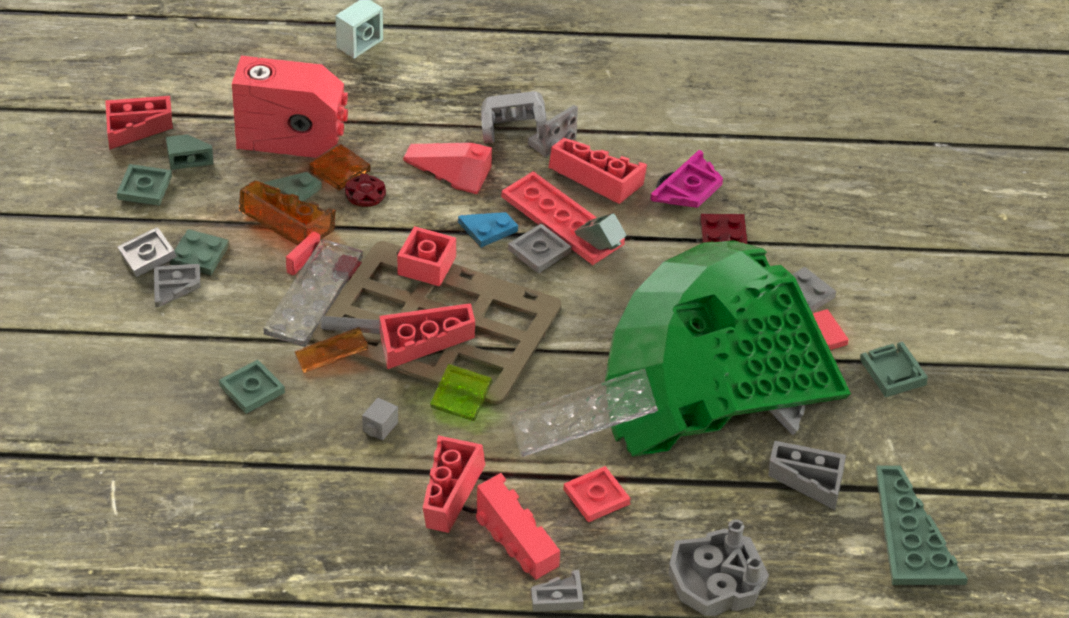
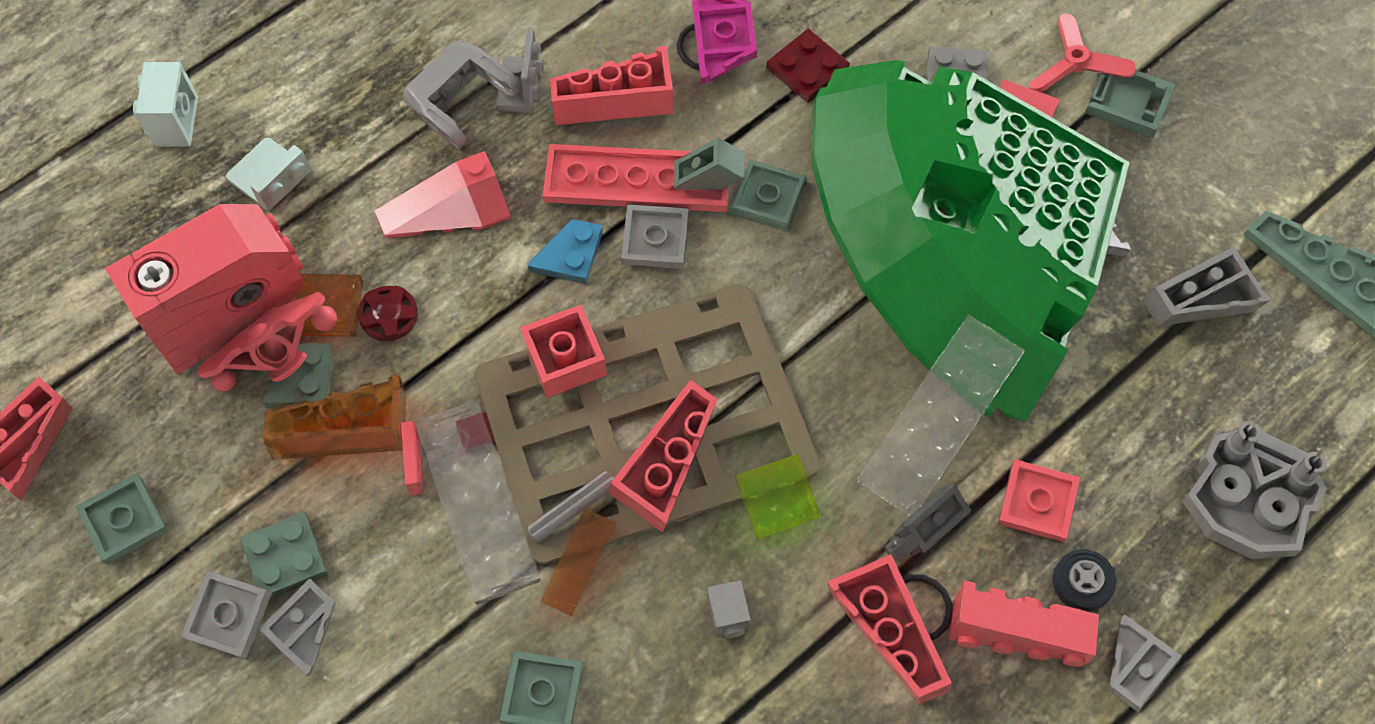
camera: 40 degrees left, 20 degrees up
(188, 152) = (129, 430): sand green slope -> none
(290, 156) = (269, 343): none -> coral piece
(377, 92) = (269, 172): none -> light aqua bracket
(526, 460) = (929, 523): none -> dark grey hinge
(585, 541) = (1091, 570): none -> black wheel
(623, 272) = (768, 195): none -> sand green tile
(887, 329) = (1080, 58): none -> coral piece

